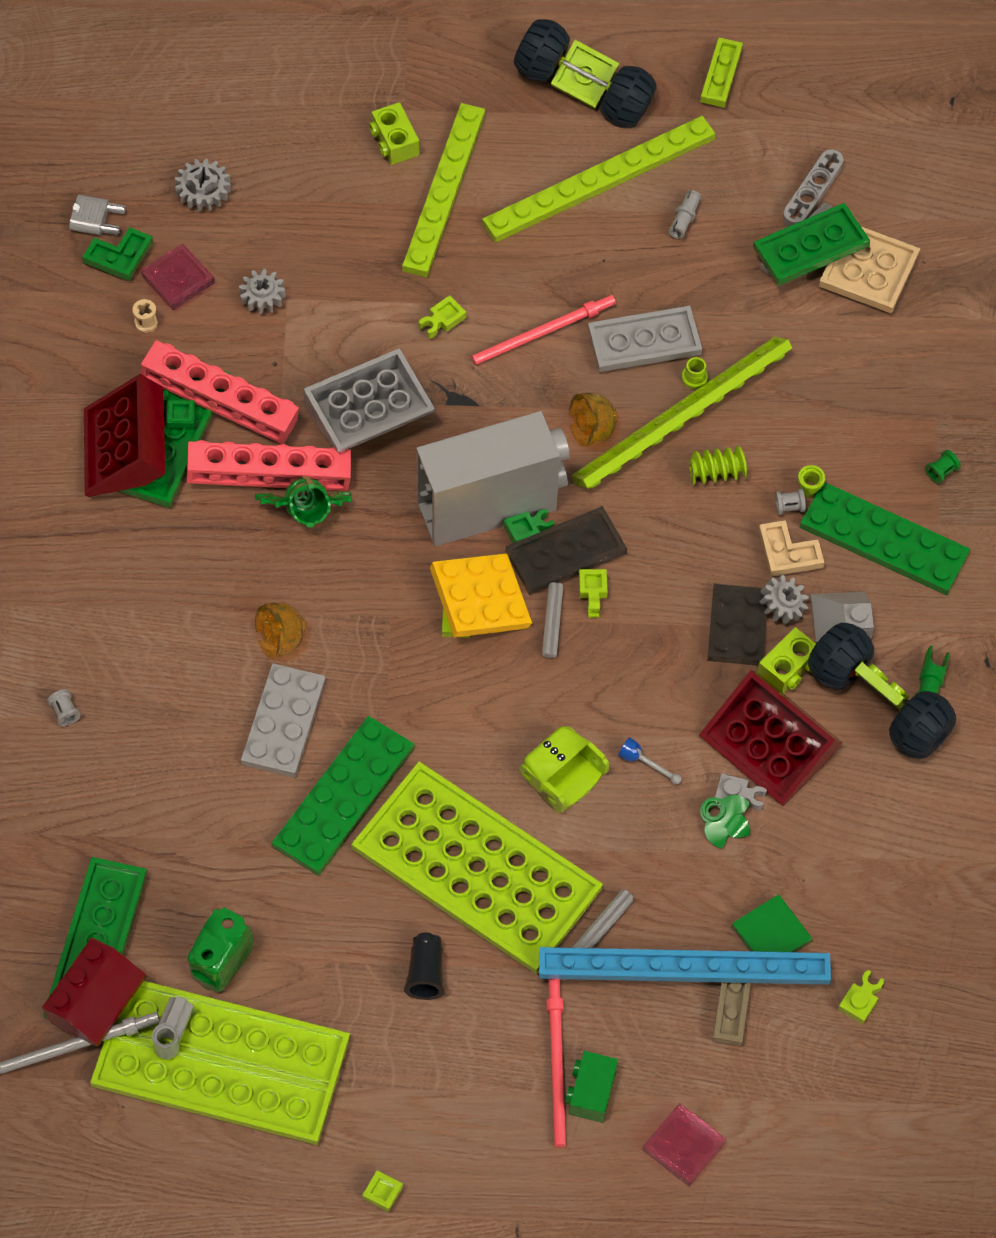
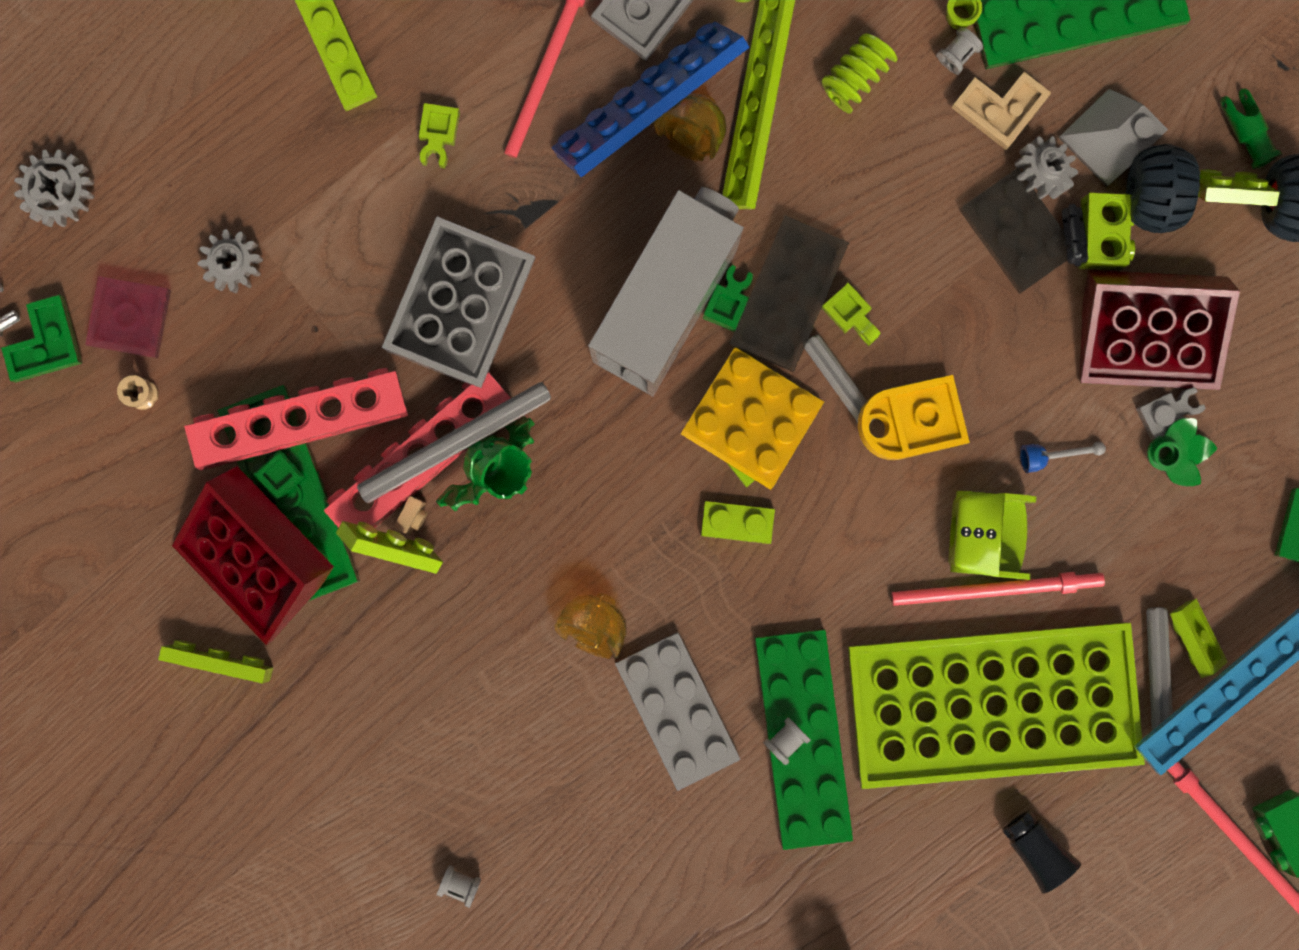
camera: 40 degrees left, 25 degrees up
(48, 482) = (216, 661): none -> lime plate
(207, 489) = (389, 546): none -> lime plate
(233, 493) = (411, 516): none -> tan plate
(295, 465) = (454, 442): none -> light grey axle
(331, 775) = (787, 741): none -> light grey bush
(418, 648) = (737, 522): none -> lime plate
(577, 670) = (915, 418): none -> yellow plate
(584, 834) = (1065, 583): none -> coral bar
(591, 384) = (649, 97): none -> blue plate
(638, 924) = (1198, 638): none -> lime plate
(762, 648) = (1074, 235): none -> black axle

